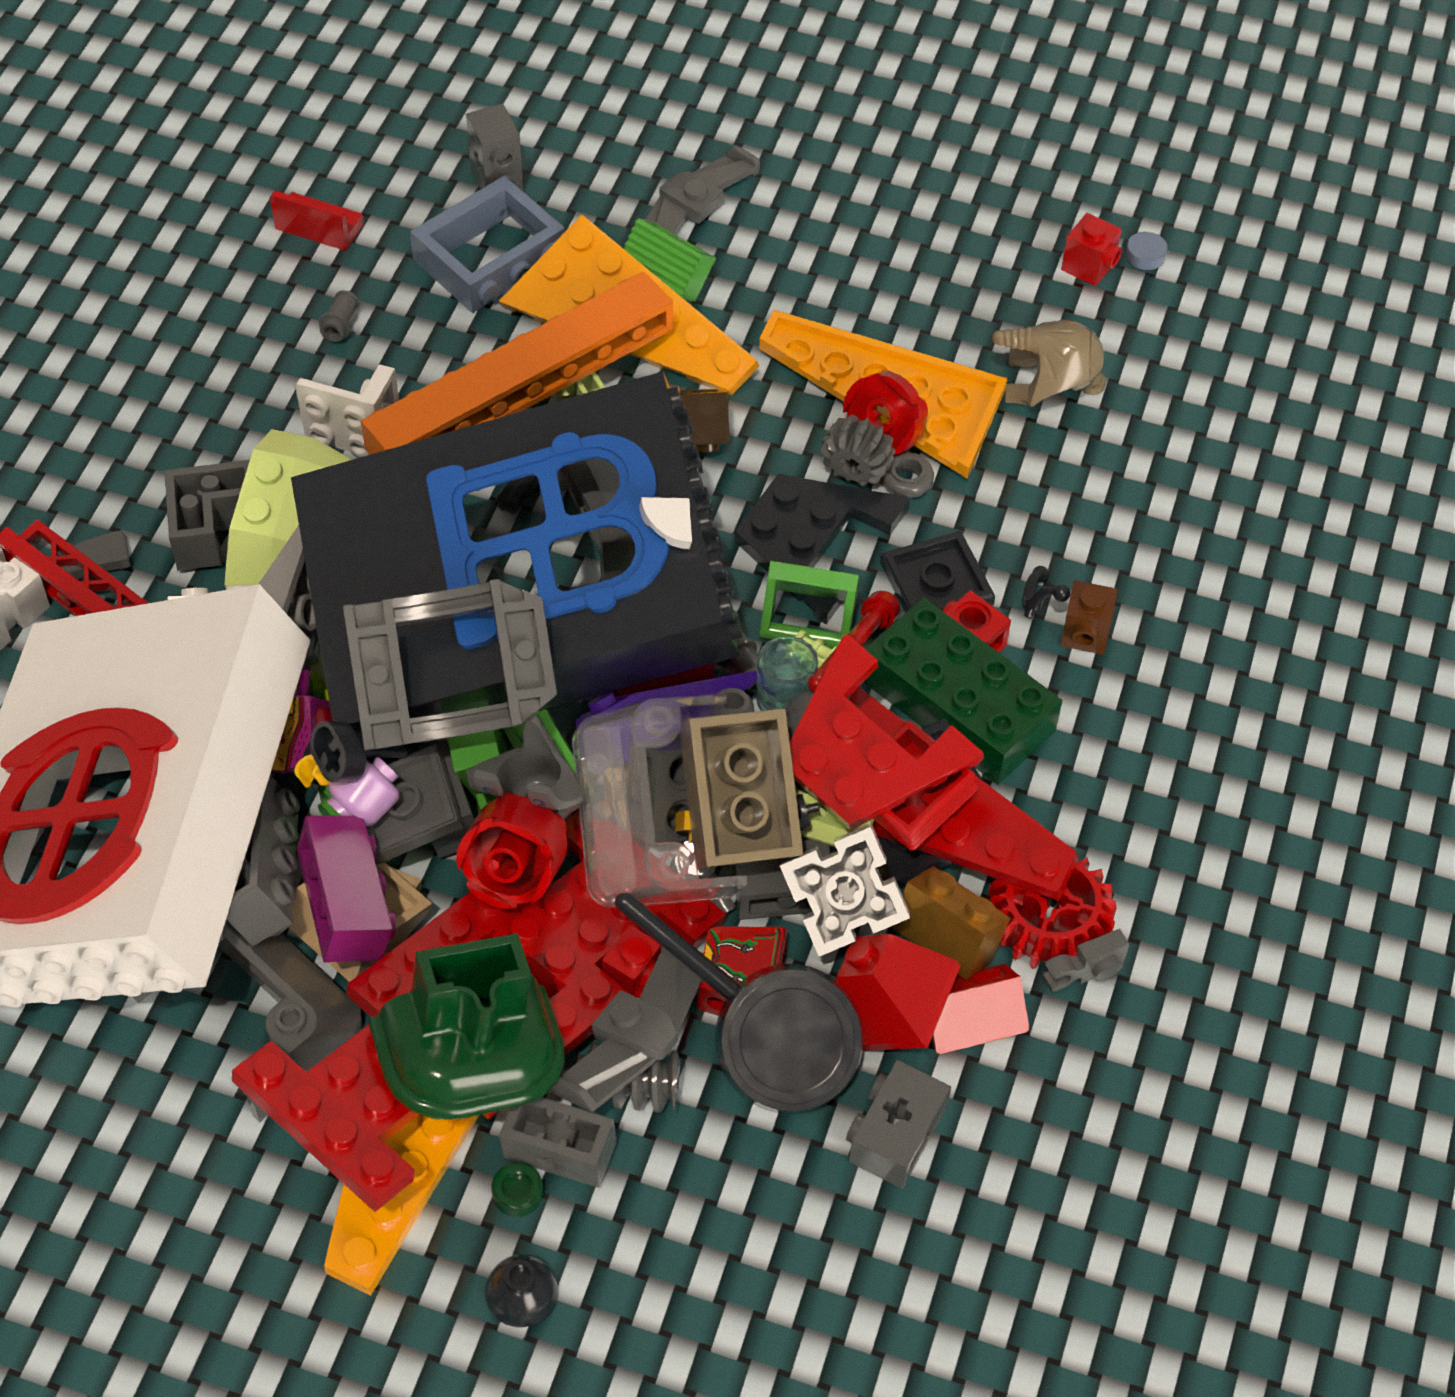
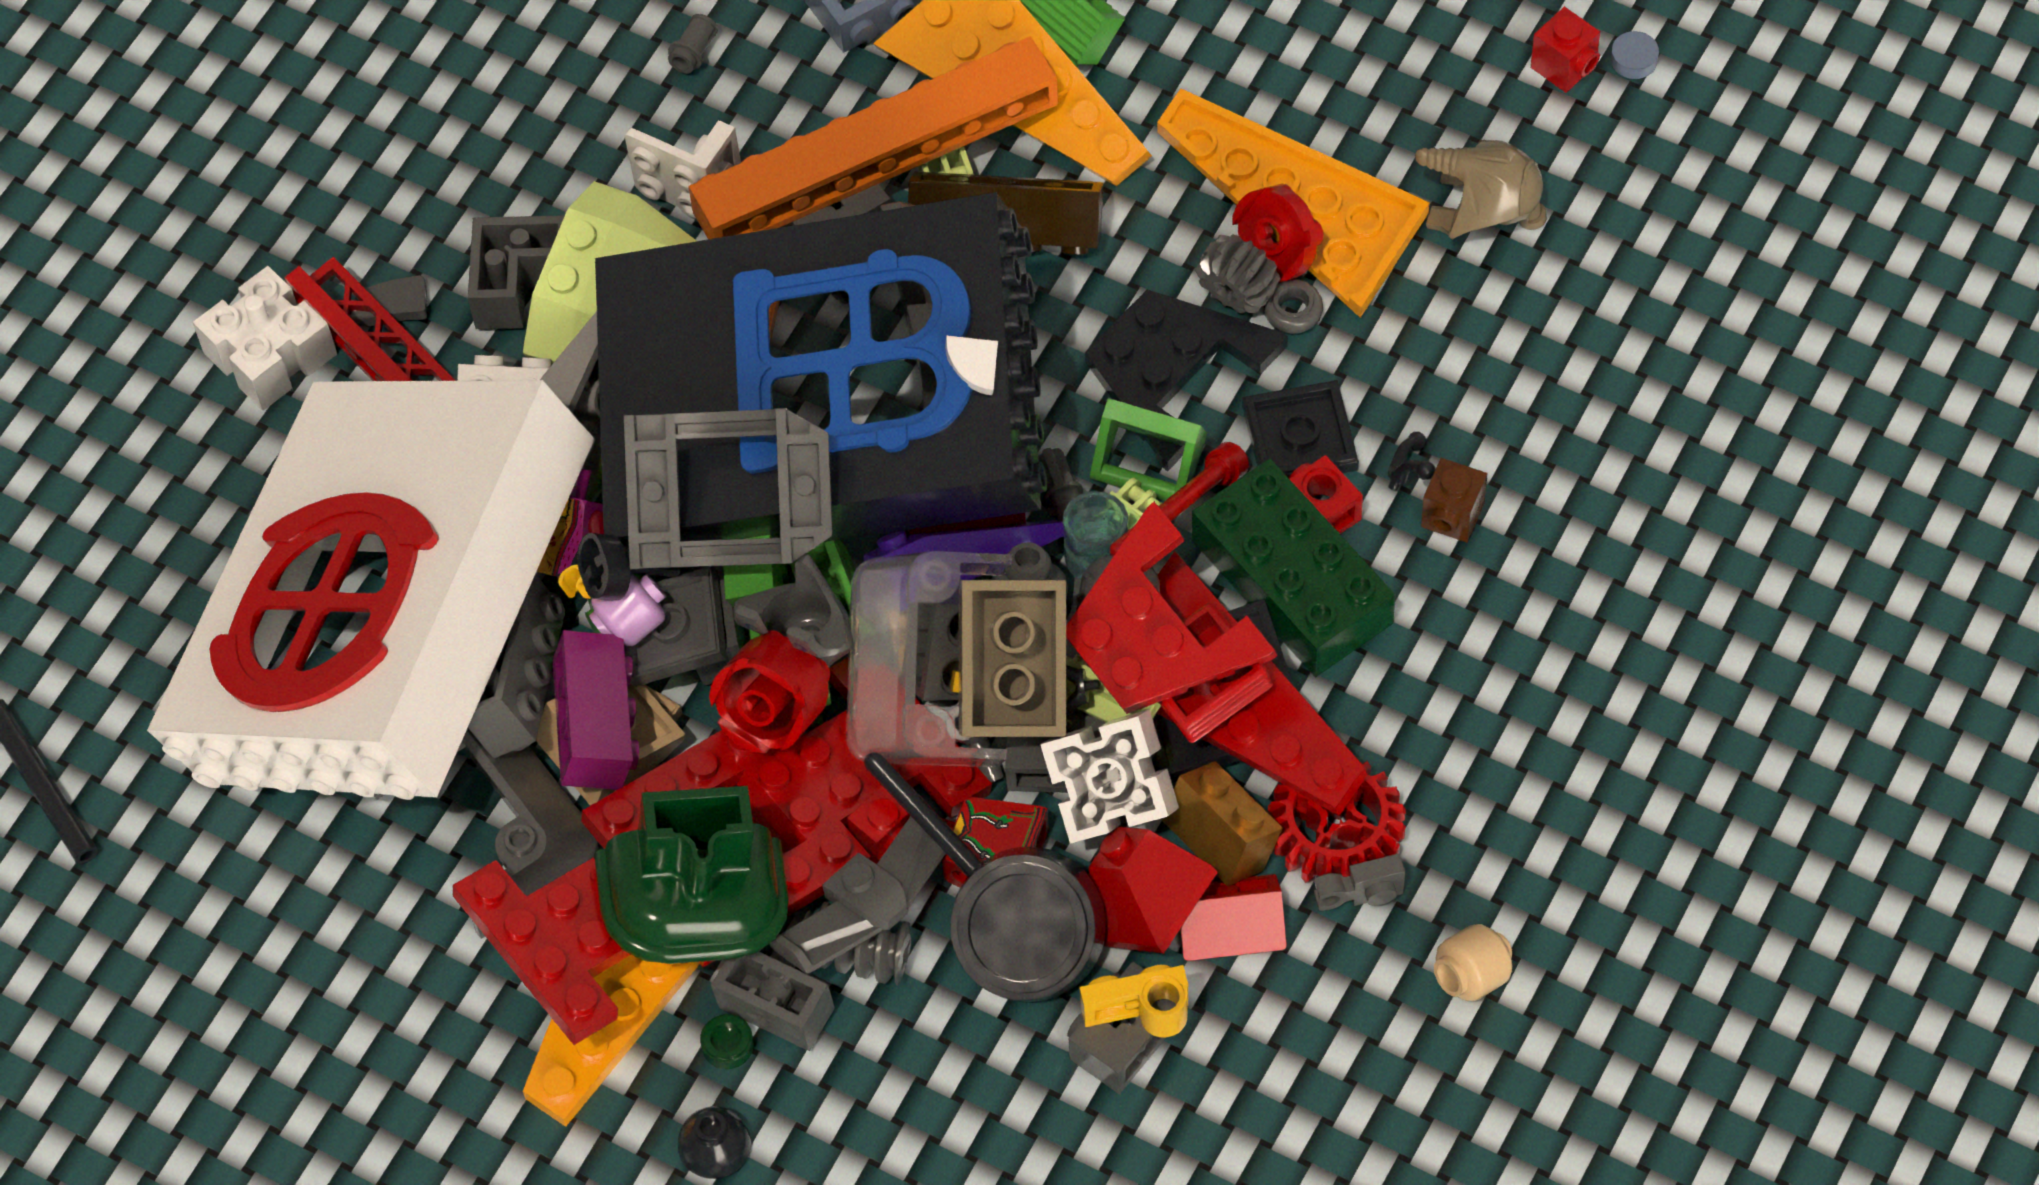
camera: 15 degrees right, 5 degrees up
(897, 1095) = (1117, 999): none -> yellow plate
(1207, 1020) = (1473, 962): none -> tan head

